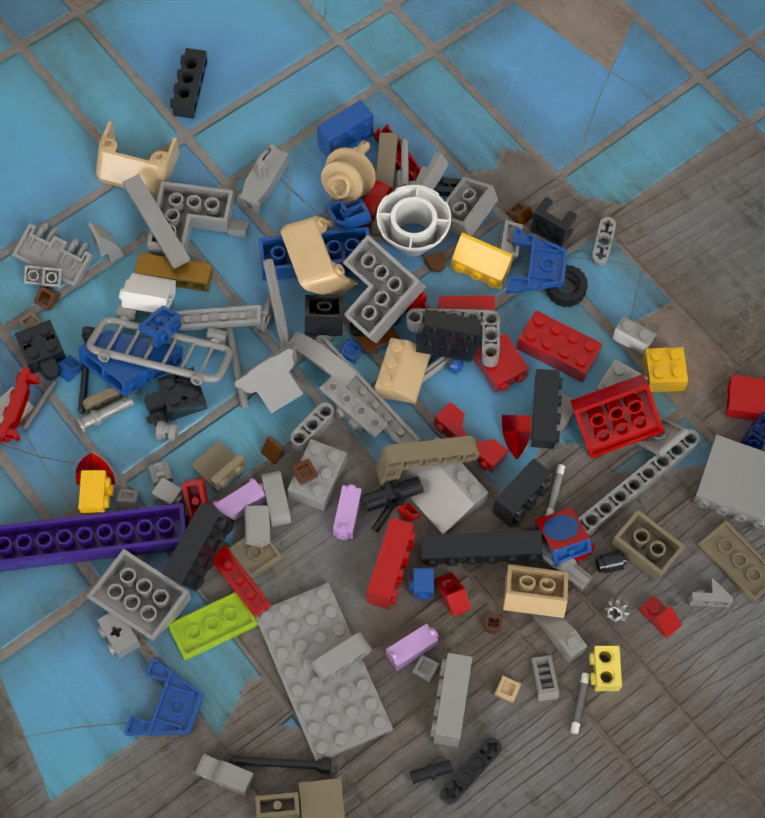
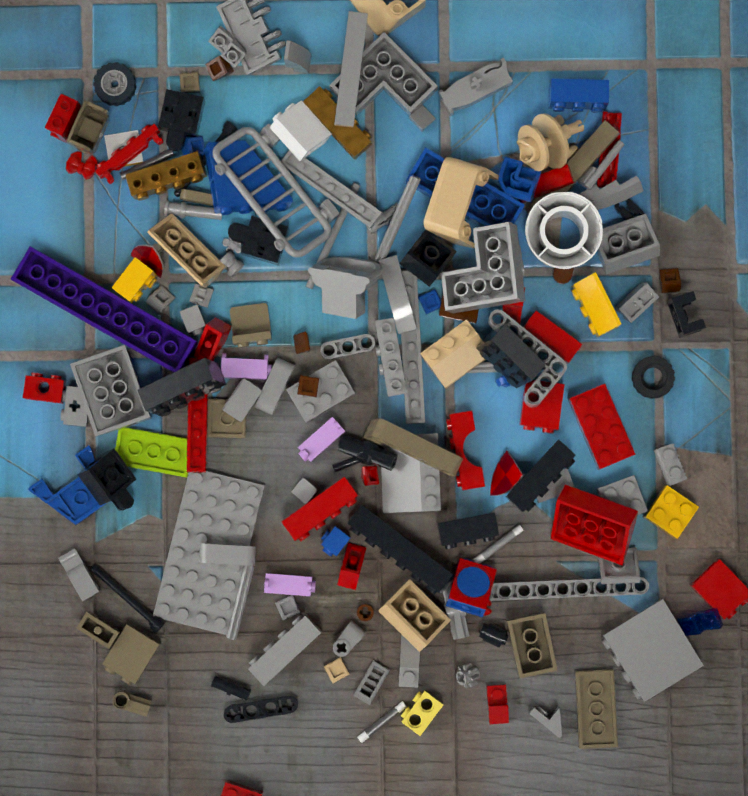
camera: 45 degrees right, 20 degrees up
(62, 400) = (166, 175): none -> pearl gold brick
(90, 640) = (33, 392): none -> red brick
(122, 442) = (187, 250): none -> tan slope
(161, 325) = (286, 172): blue bracket -> none
(191, 670) = (108, 479): none -> black brick
(365, 562) = (304, 490): none -> light grey slope
(383, 693) = (240, 602): none -> light grey axle
(497, 653) = (350, 636): none -> light grey piece
(545, 267) = (646, 350): blue wing -> none
(605, 248) = (733, 355): light grey beam -> none

